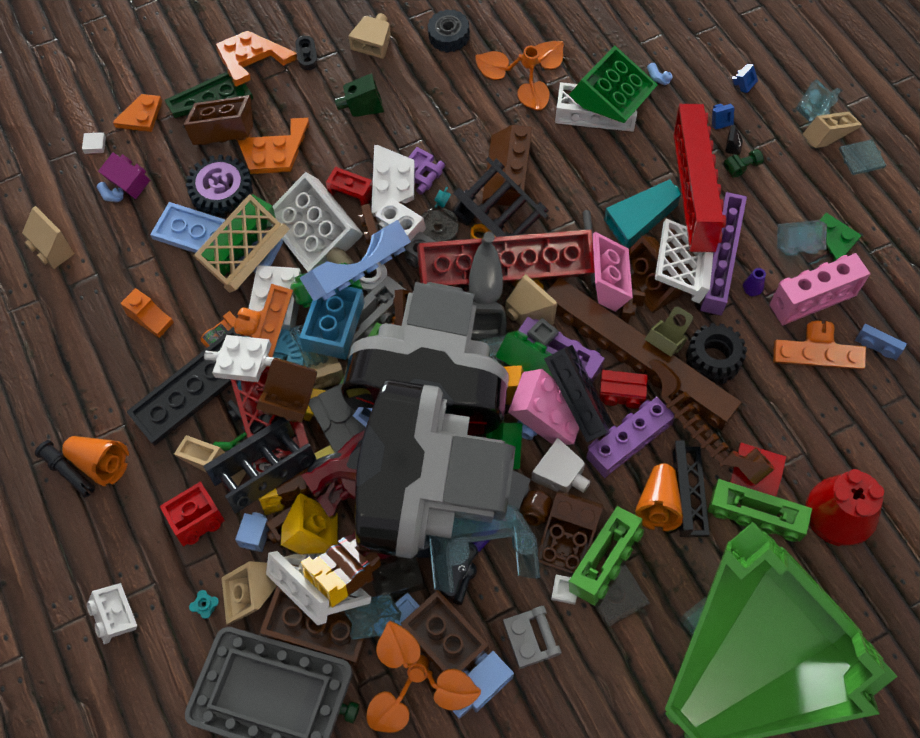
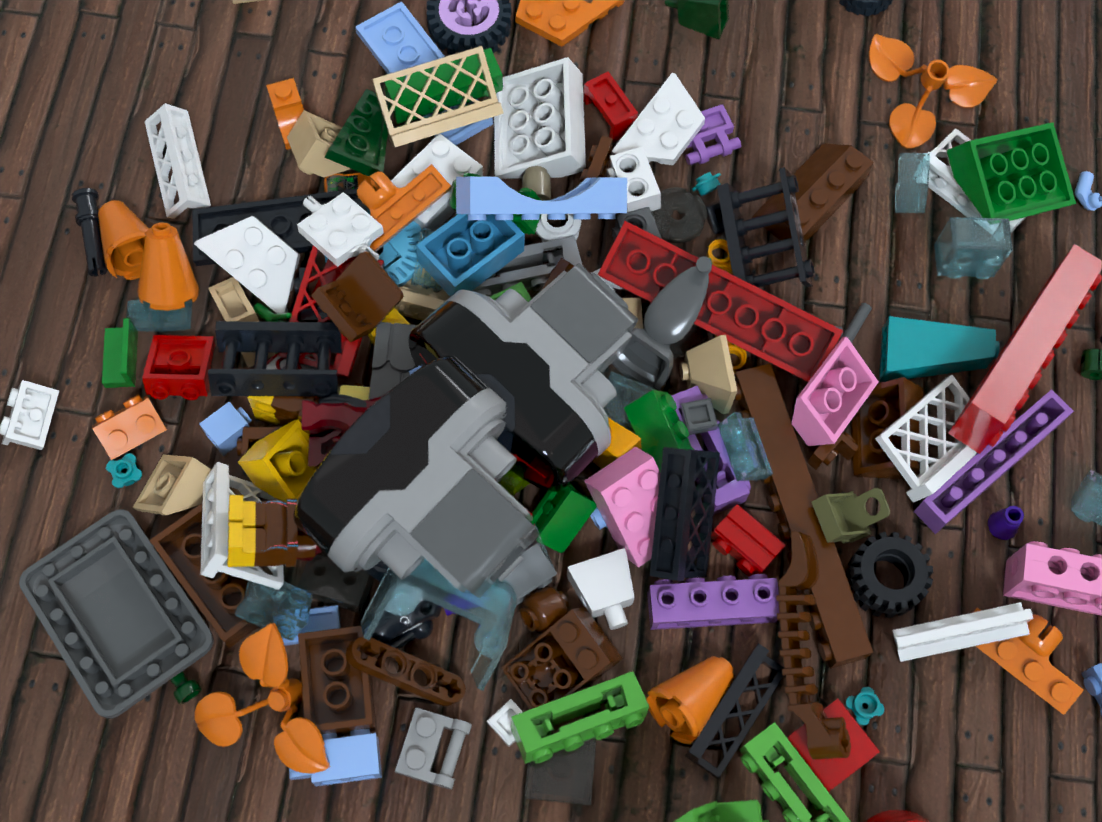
camera: 30 degrees right, 5 degrees up
(90, 382) = (181, 155): none -> white fence
(141, 458) = (165, 271): none -> orange cone
(145, 535) = (120, 356): none -> green panel
(152, 493) = (158, 320): none -> clear light blue slope
(185, 319) = (310, 143): none -> tan slope
(185, 574) = (128, 427): none -> orange bracket
(195, 415) = (255, 259): none -> white wing
(210, 296) = (363, 137): none -> dark green wing
(482, 594) = (405, 674): none -> reddish brown beam
(562, 127) = (912, 182): none -> clear light blue slope
(583, 333) = (744, 448): none -> clear light blue bracket
(622, 141) = (973, 247): none -> clear light blue piece
(757, 431) = (866, 696): none -> teal plate
(779, 357) = (962, 631): none -> white fence

